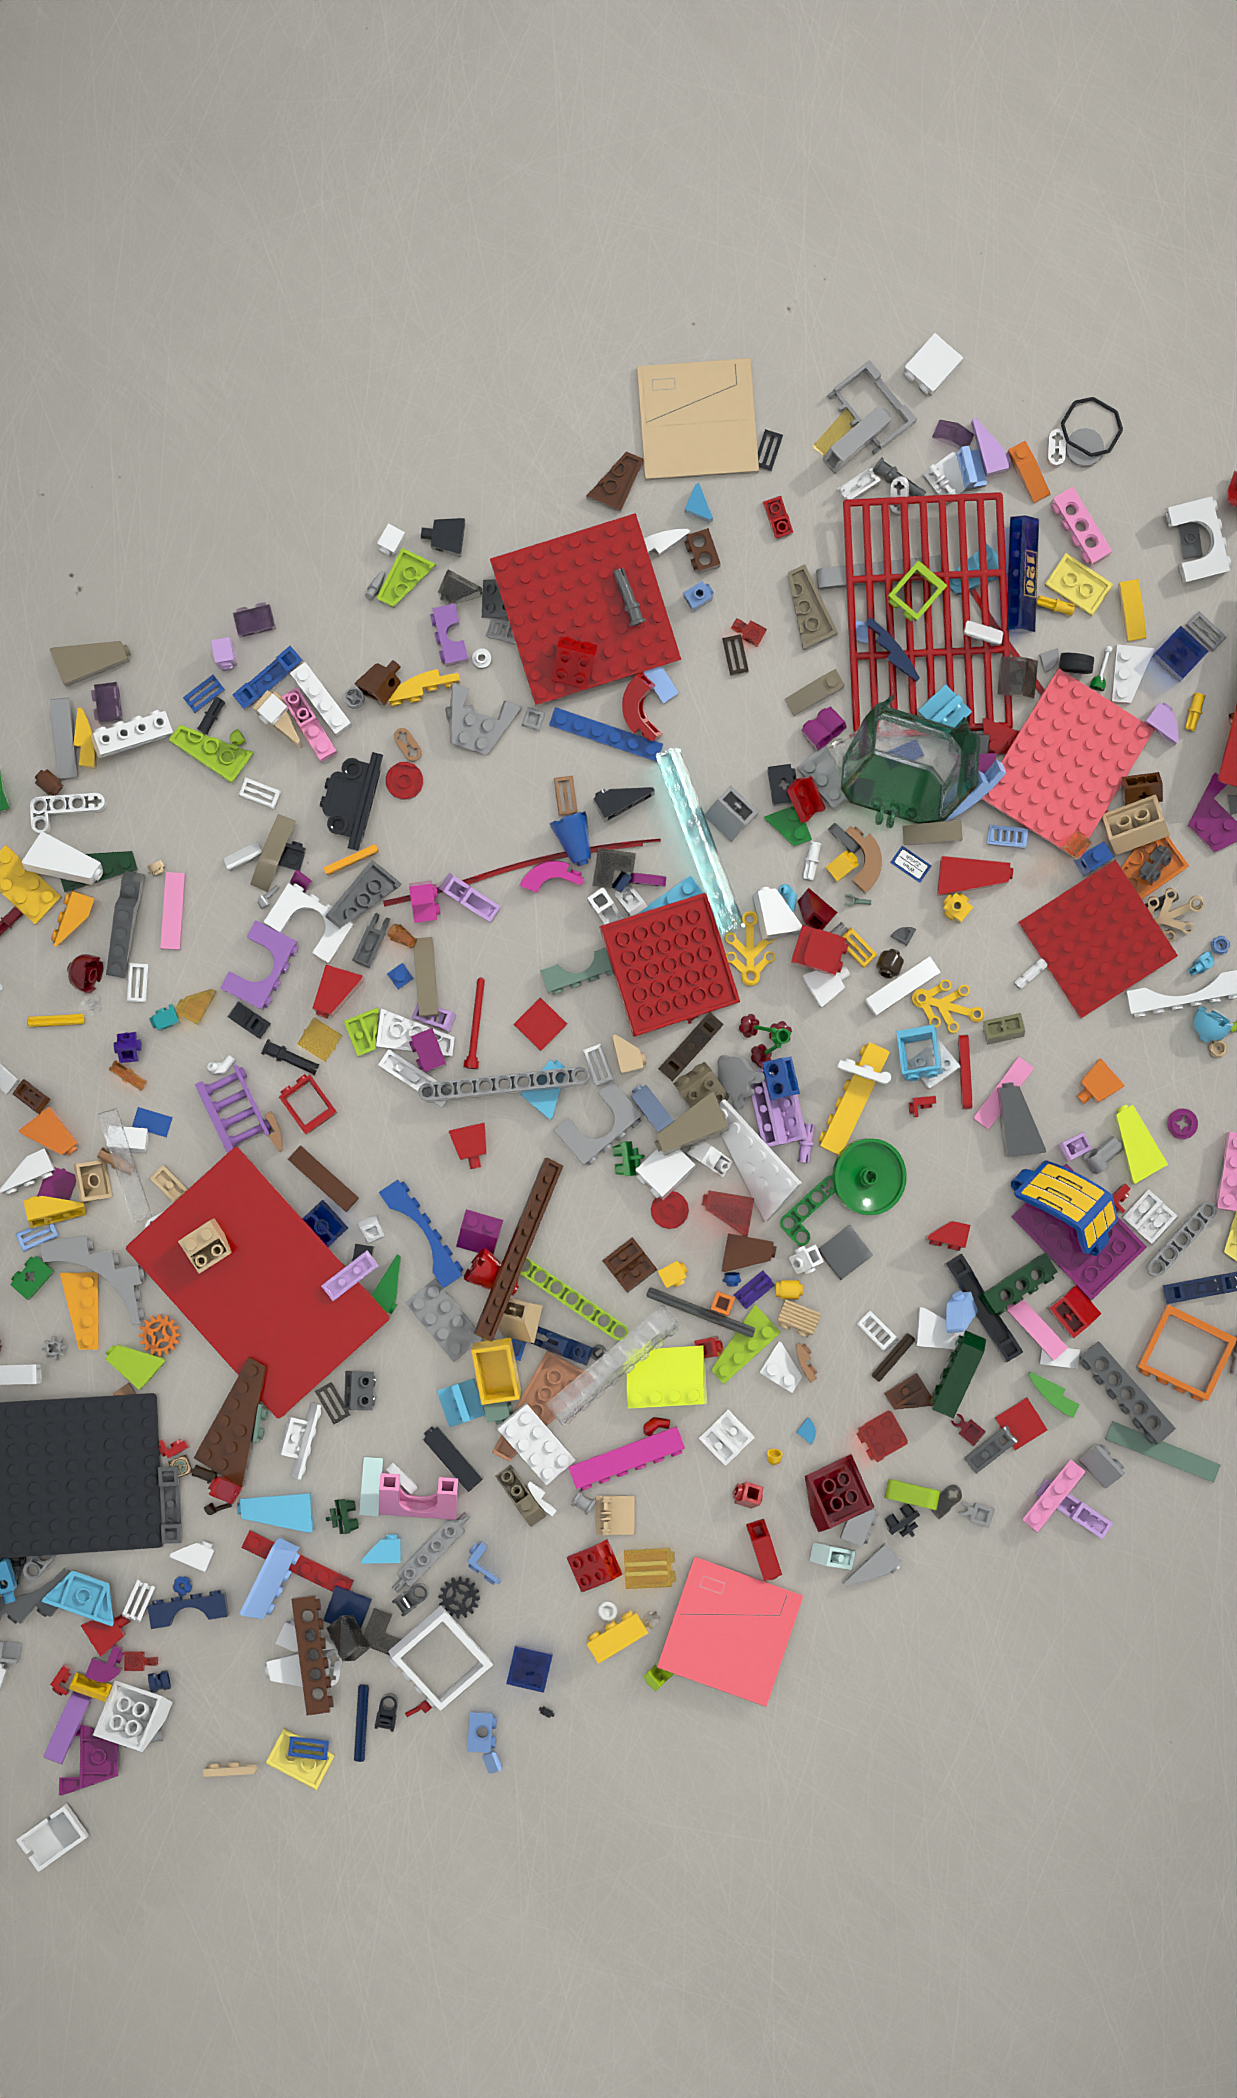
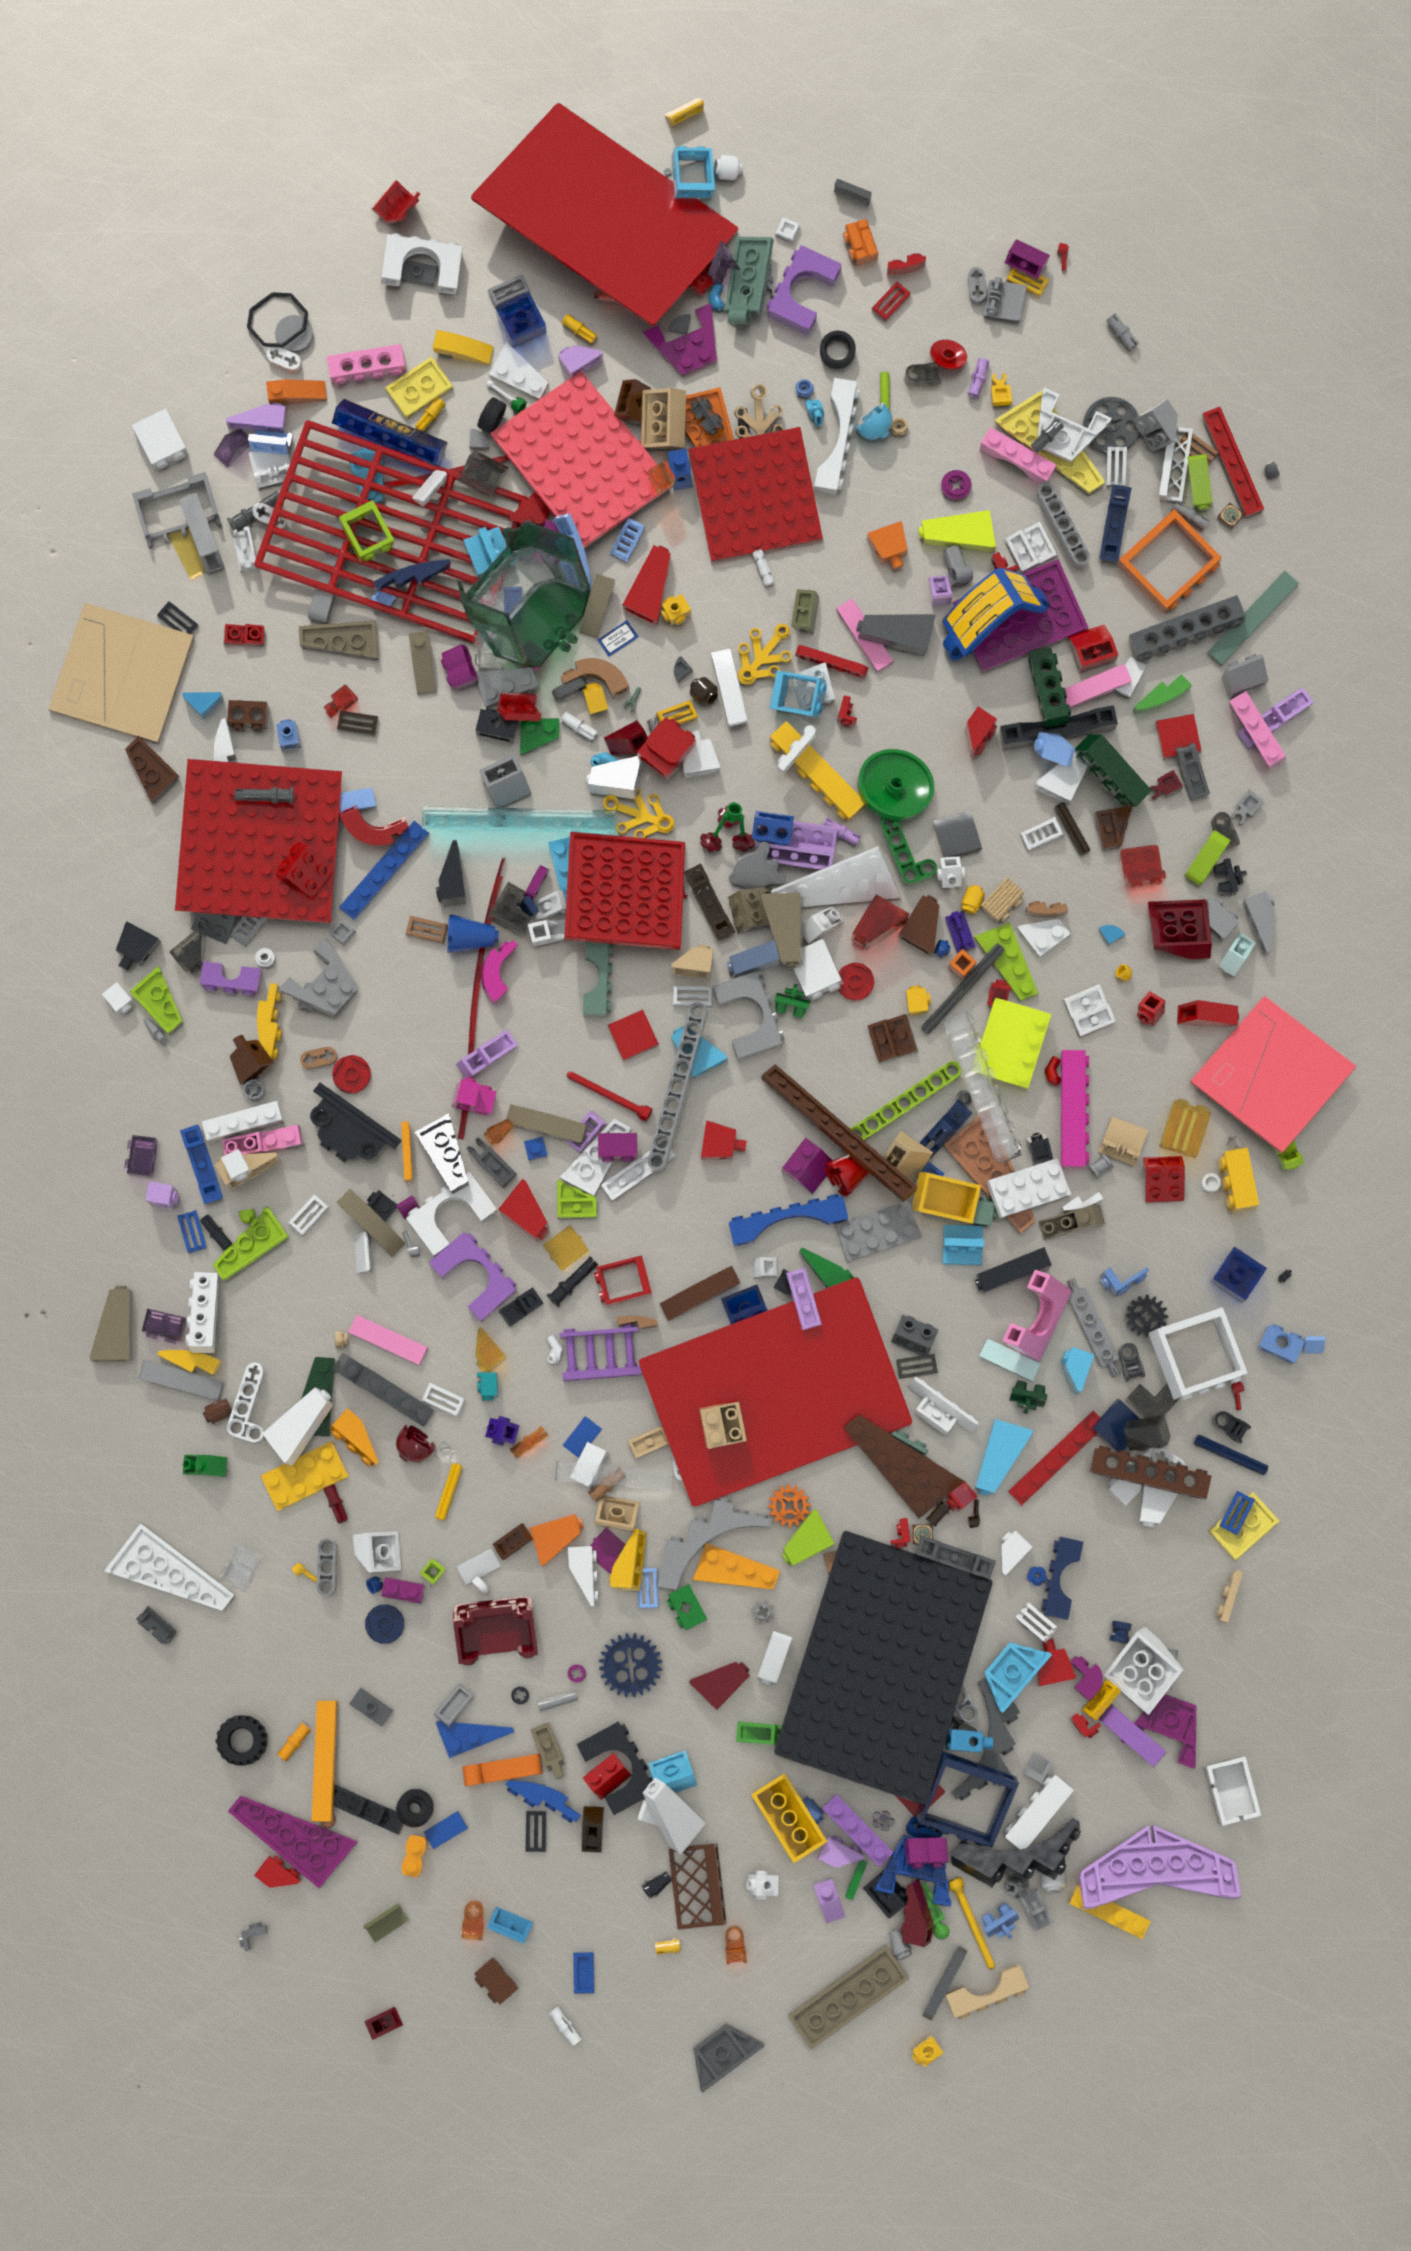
camera: 65 degrees left, 5 degrees down
(136, 1661) = (1091, 1646): clear red plate -> none
(270, 1579) = (1063, 1487): light blue slope -> none
(405, 1481) = (1022, 1322): white beam -> none
(579, 1439) = (1039, 1147): none -> black bracket

